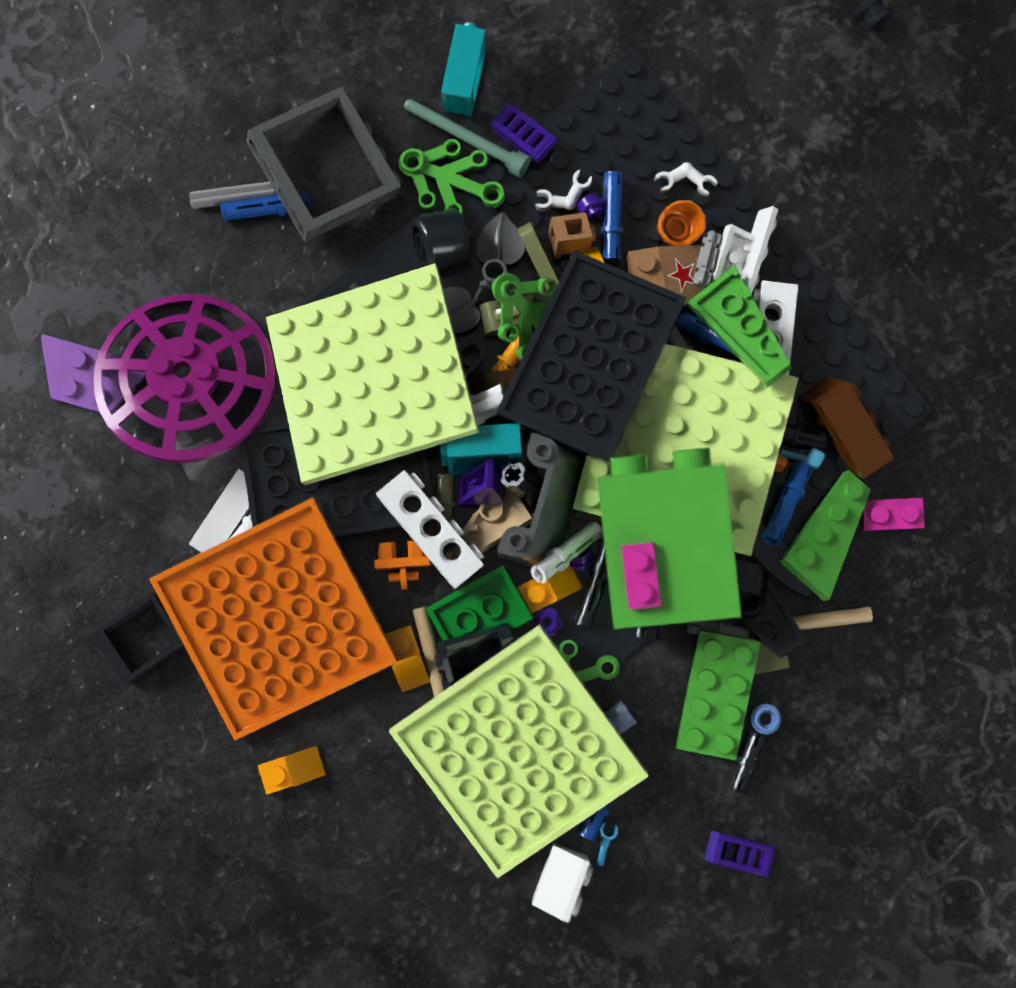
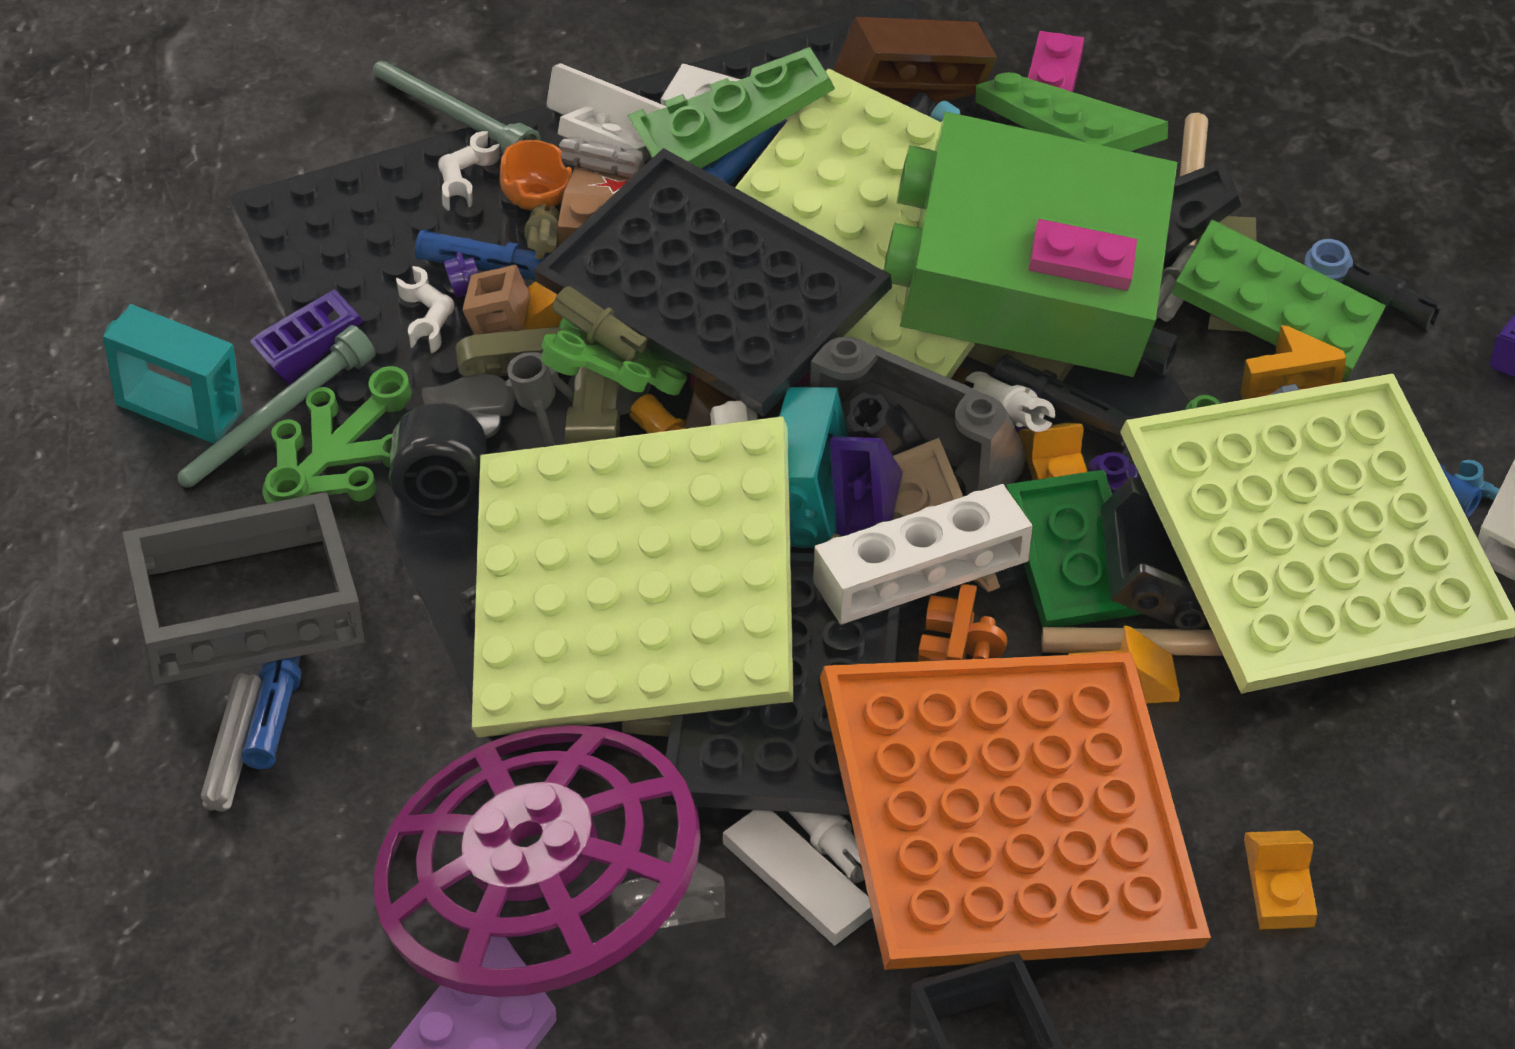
camera: 75 degrees left, 35 degrees down
(537, 300) = (599, 324): none -> olive axle
(631, 242) = (542, 230): none -> olive axle
(666, 719) = (1297, 361): none -> light orange slope
(714, 204) = (503, 134): none -> sand green piece

